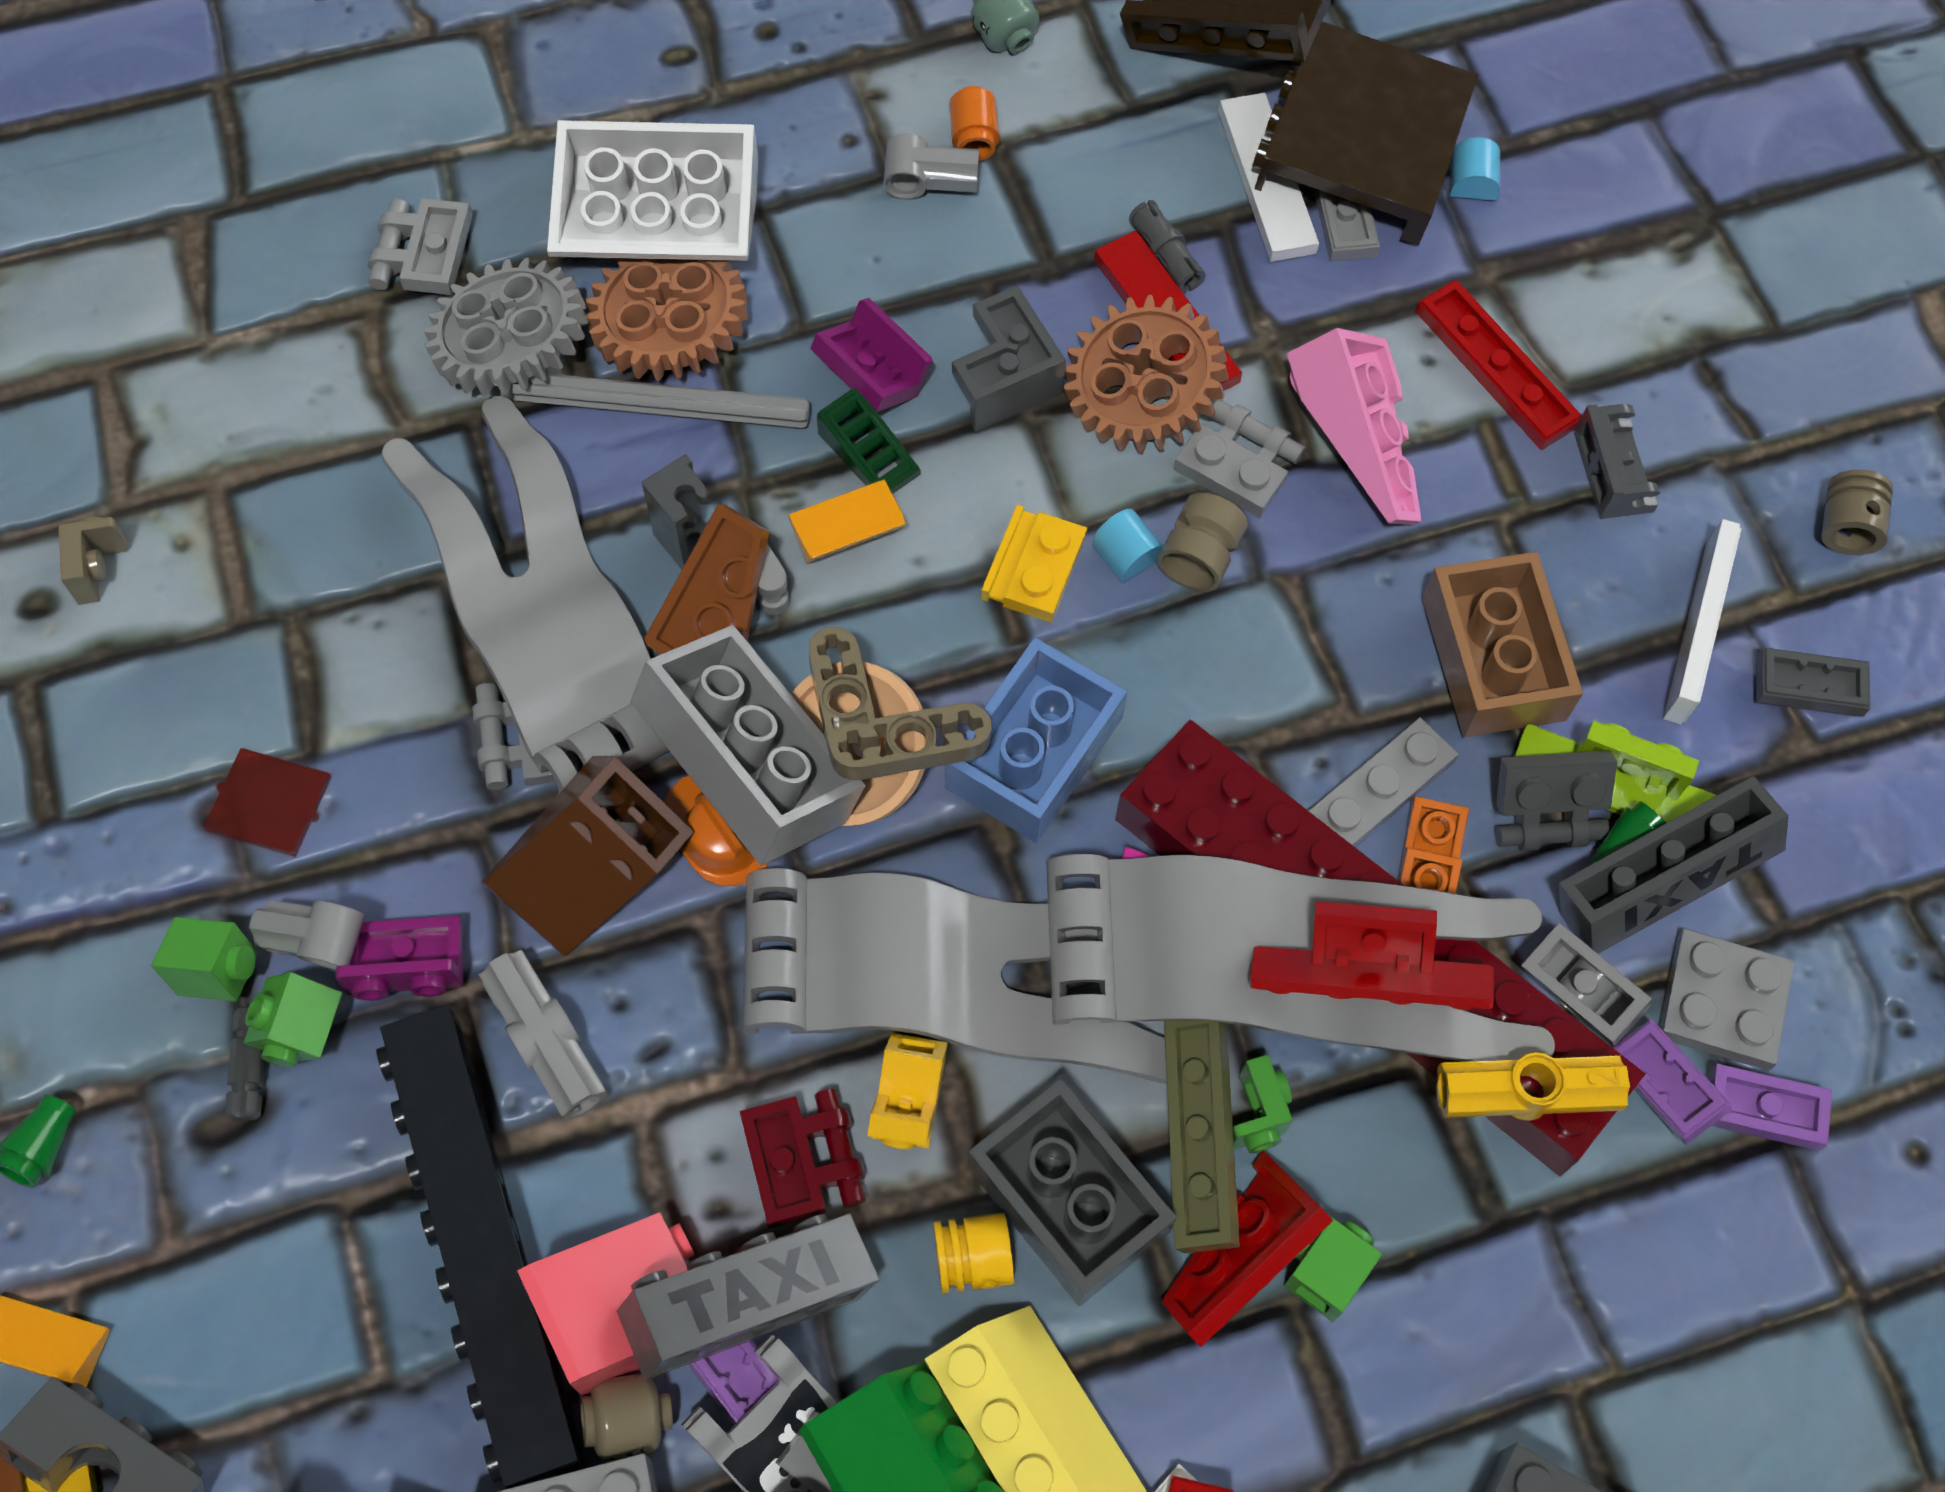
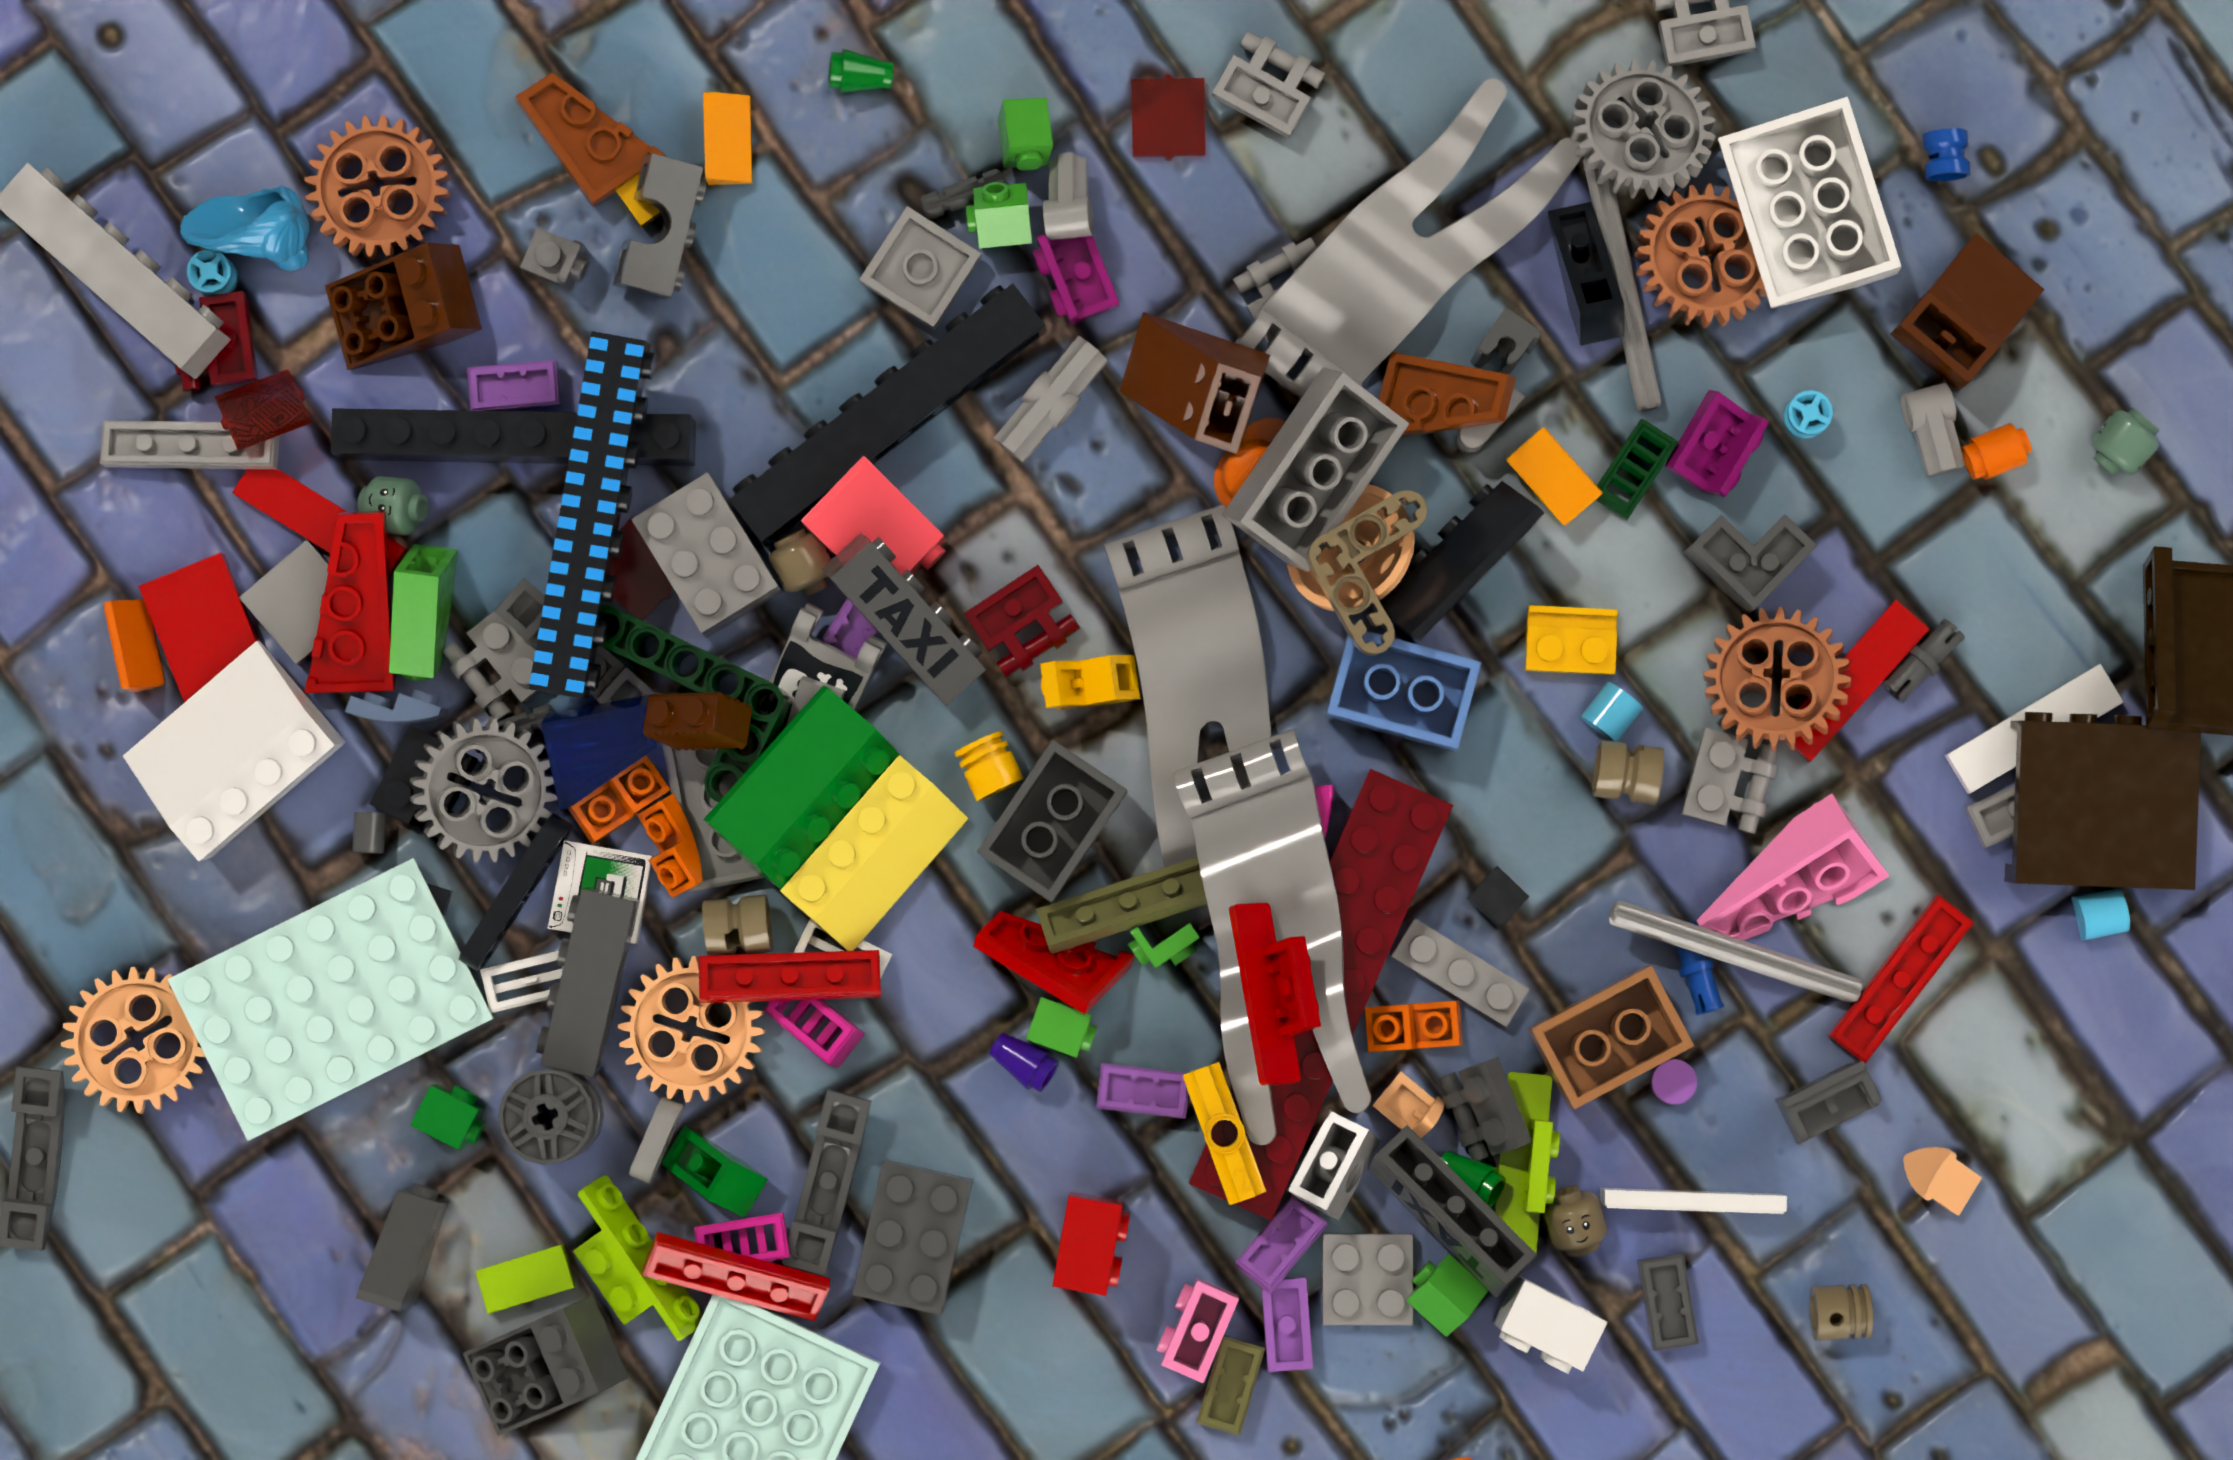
camera: 80 degrees right, 20 degrees up
(287, 690) = (1263, 96): none -> light grey plate
(312, 1143) = (920, 267): none -> light grey plate
(641, 423) = (1587, 274): none -> black slope
(655, 79) = (1946, 154): none -> blue wheel
(827, 108) = (1967, 312): none -> reddish brown slope
(874, 259) = (1813, 407): none -> medium azure wheel
(905, 620) = (1460, 560): none -> black slope
(1305, 722) = (1497, 897): none -> black slope
(1365, 1330) = (1024, 1061): none -> dark purple cone
(1431, 498) = (1735, 951): none -> light grey axle
(1437, 1191) = (1142, 1091): none -> medium lavender plate
(1439, 543) = (1700, 980): none -> blue pin
(1532, 877) = (1409, 1105): none -> light nougat tile
(1569, 602) = (1673, 1081): none -> medium lavender tile
(1631, 1313) = (1089, 1243): none -> red brick
(1712, 739) = (1575, 1221): none -> dark tan head
(1721, 382) = (1940, 1177): none -> light nougat tile
(1763, 1211) = (1199, 1329): none -> bright pink brick
(1768, 907) = (1446, 1293): none -> bright green brick
(1833, 1199) = (1230, 1385): none -> olive plate
(1836, 799) = (1549, 1323): none -> white brick

